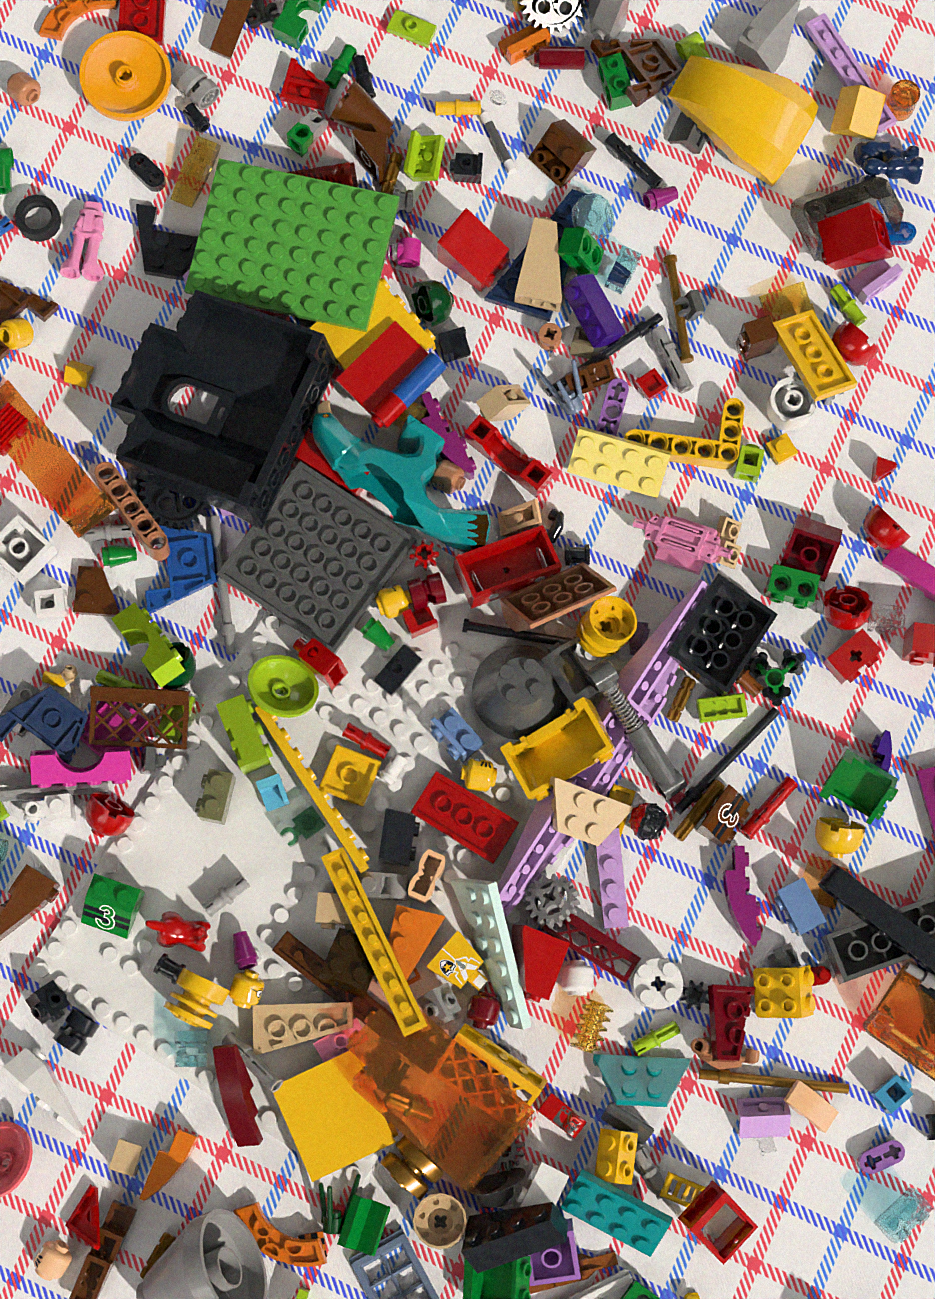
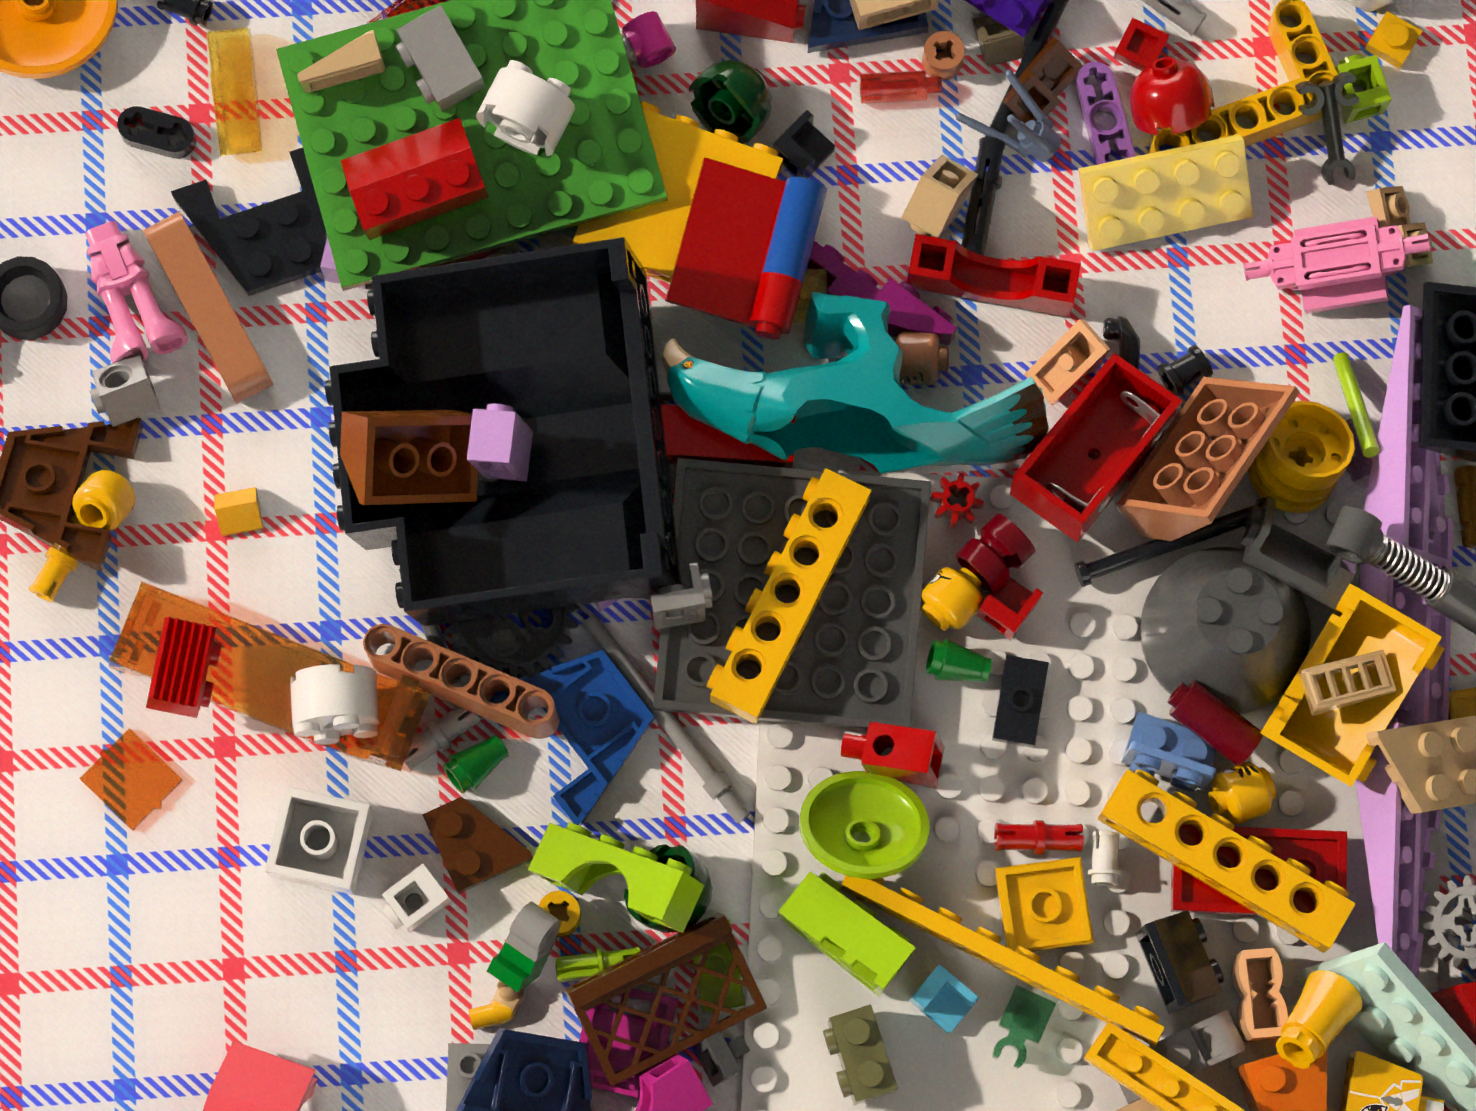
camera: 30 degrees left, 0 degrees up
(57, 286) = (124, 391): none -> light grey brick
(64, 487) = (334, 703): none -> white brick
(87, 655) = (526, 947): none -> leg
(117, 653) = (568, 914): none -> yellow wheel
(120, 269) = (208, 307): none -> nougat beam
(164, 386) = (408, 456): none -> dark orange slope
(210, 403) = (499, 443): none -> lavender brick
(245, 255) = (413, 179): none -> red slope
(250, 182) = (351, 62): none -> tan slope
(254, 531) = (682, 606): none -> light grey bracket
(286, 581) = (749, 696): none -> yellow brick
(291, 203) = (440, 59): none -> light grey brick
(317, 249) = (527, 109): none -> white brick
(412, 749) = (1330, 900): none -> yellow brick
(445, 902) = (1318, 1017): none -> yellow plant
(483, 731) = (1214, 722): none -> dark red brick
(518, 340) = (897, 86): none -> clear red cylinder
(528, 415) = (989, 155): none -> black pin
(550, 735) = (1313, 692): none -> tan slope
(648, 415) = (1170, 96): none -> red cylinder
(650, 617) = (1356, 405): none -> lime bar
(725, 457) = (1325, 99): none -> pearl dark grey bar

